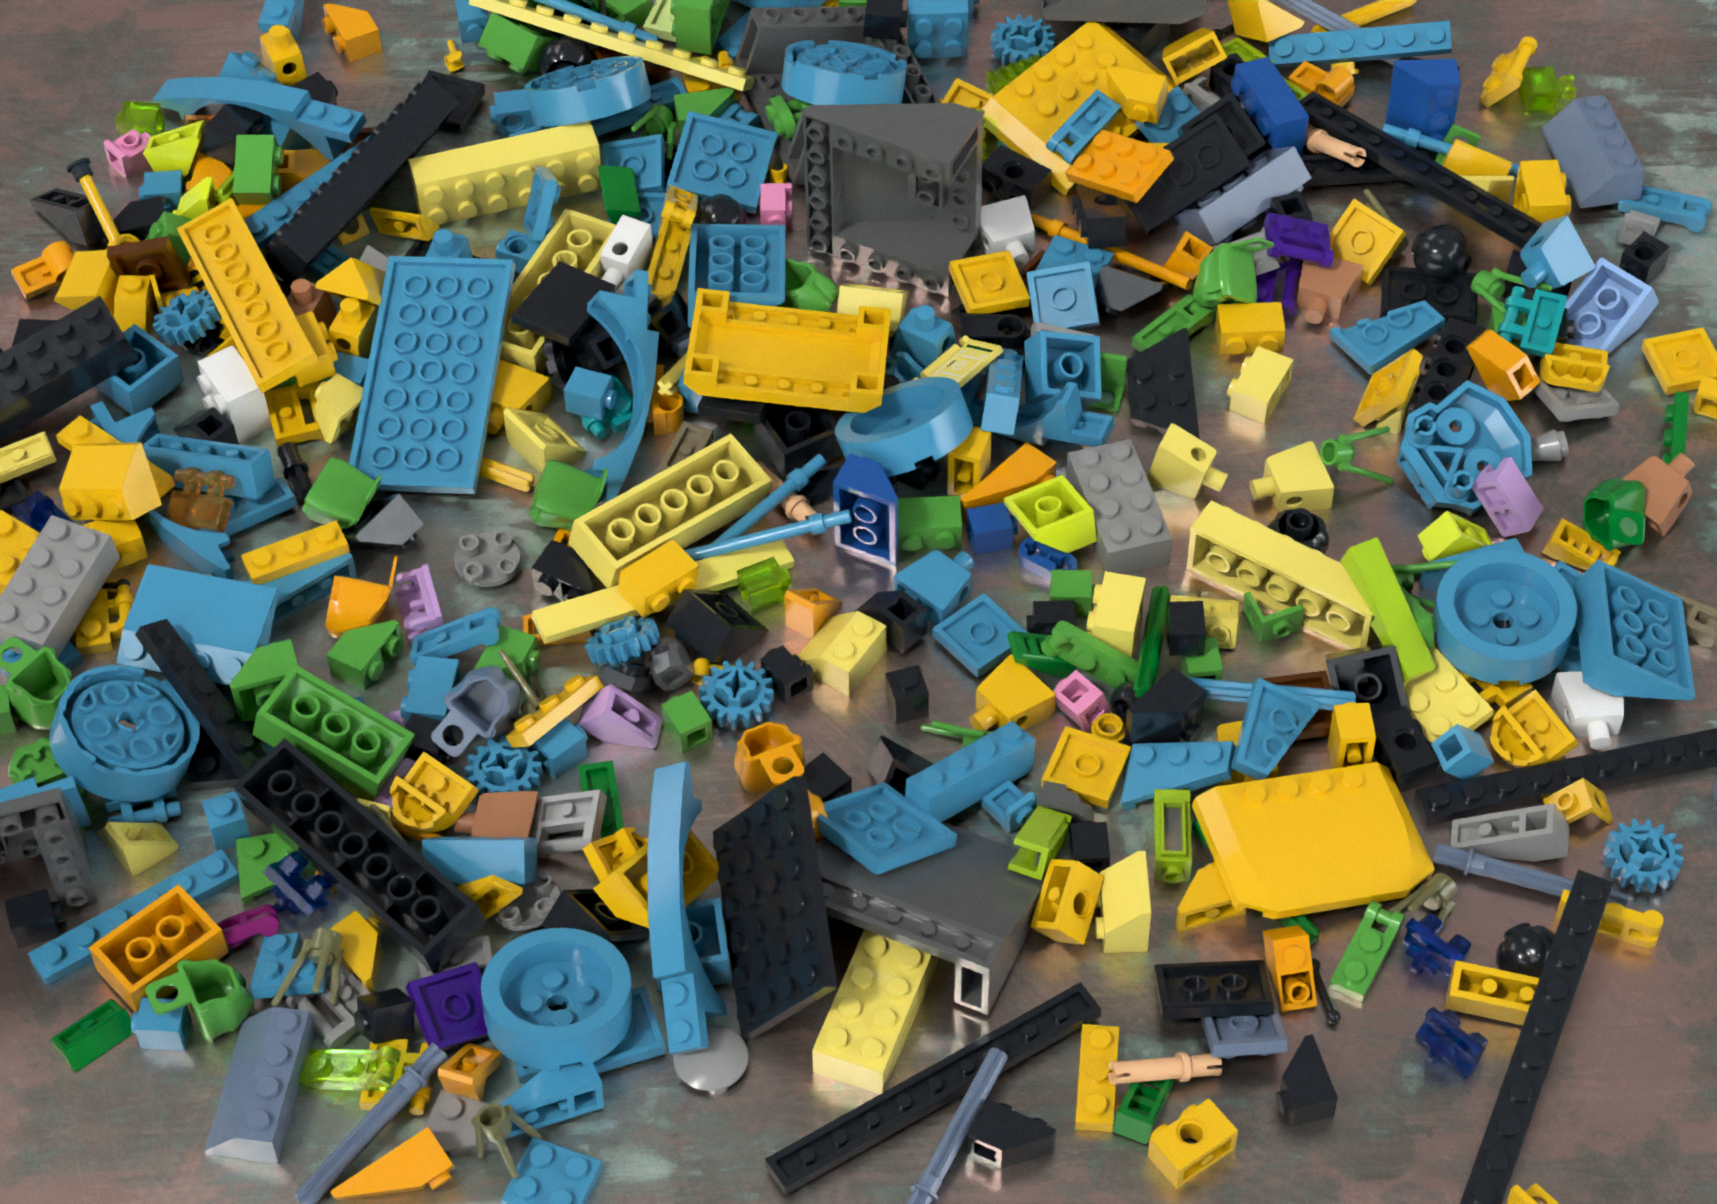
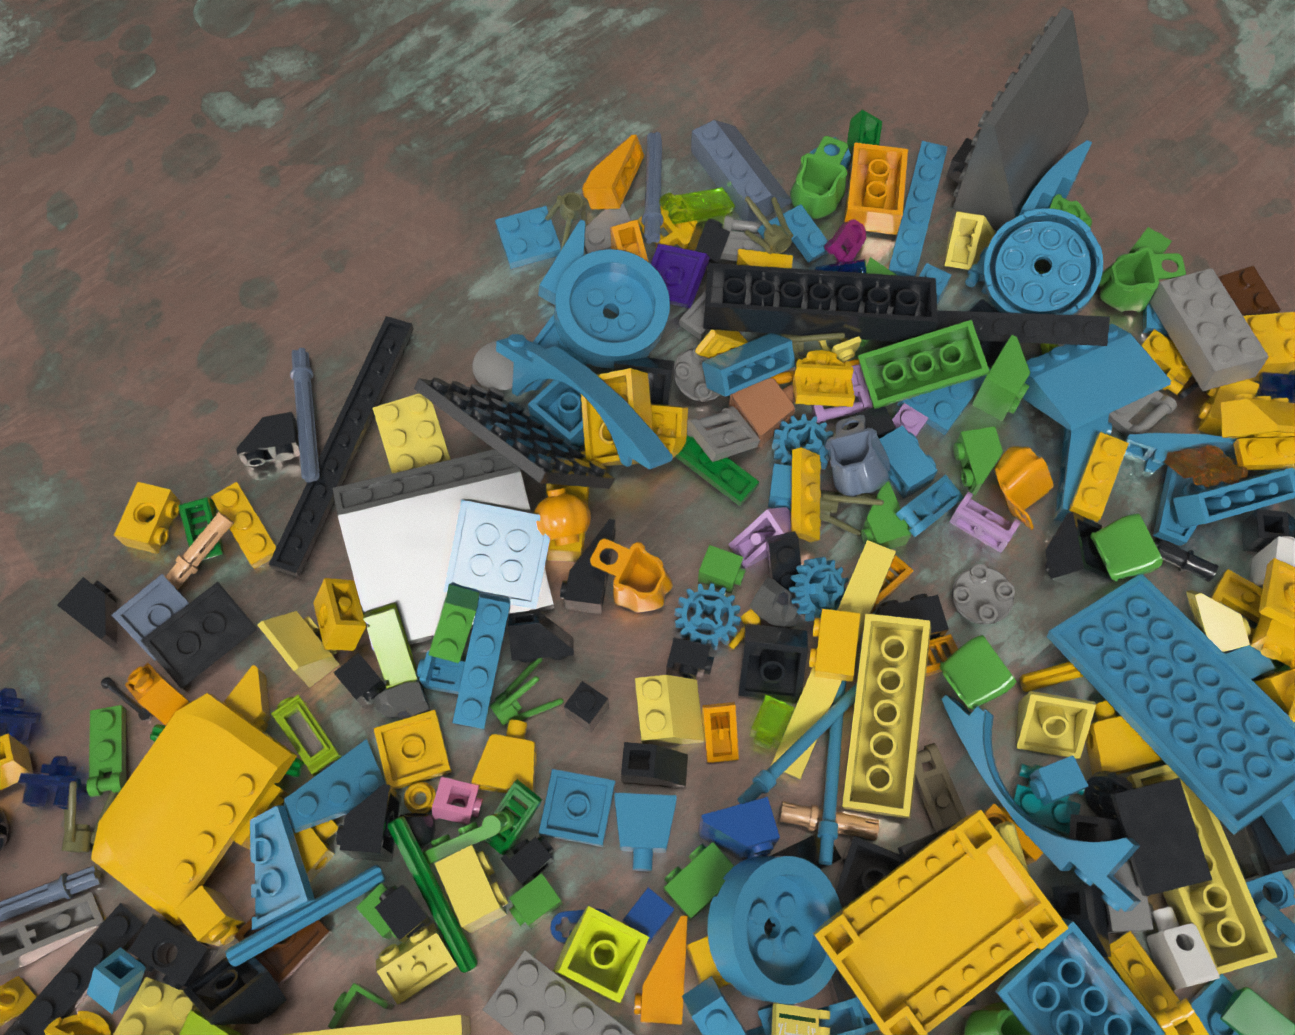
camera: 140 degrees right, 15 degrees up
(969, 807) = (454, 623): none -> bright green brick

